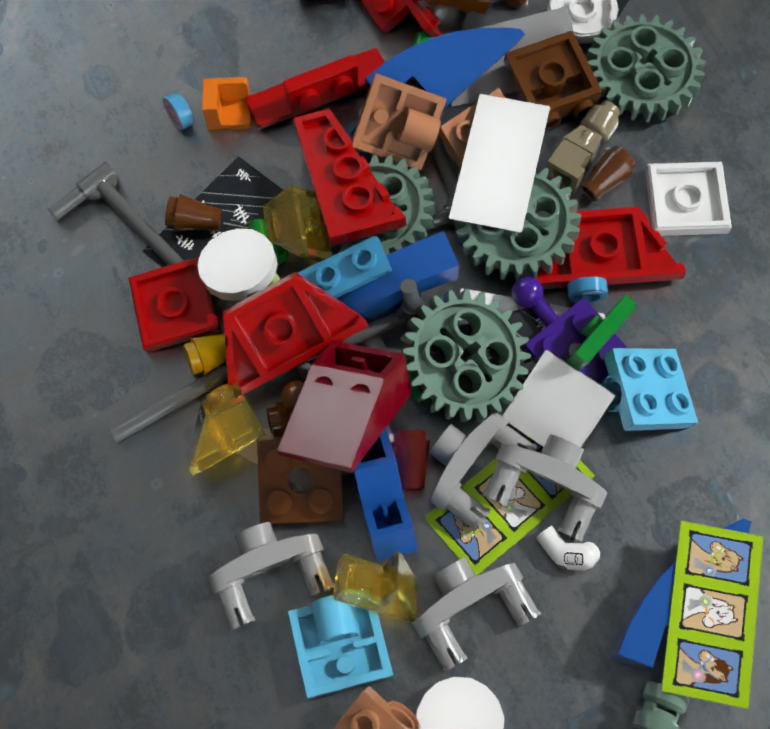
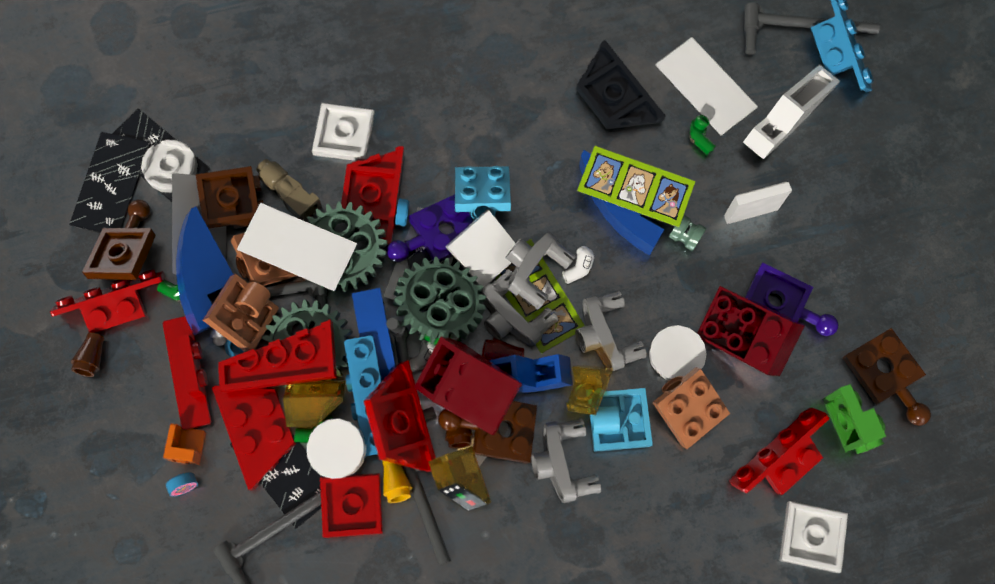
camera: 85 degrees left, 5 degrees up
(191, 215) = (278, 484): reddish brown cone -> none
(253, 177) = (255, 430): none -> red wing
(600, 331) = (442, 208): green plate -> none
(609, 171) = (312, 178): reddish brown cone -> none
(648, 58) = (220, 116): sand green gear -> none

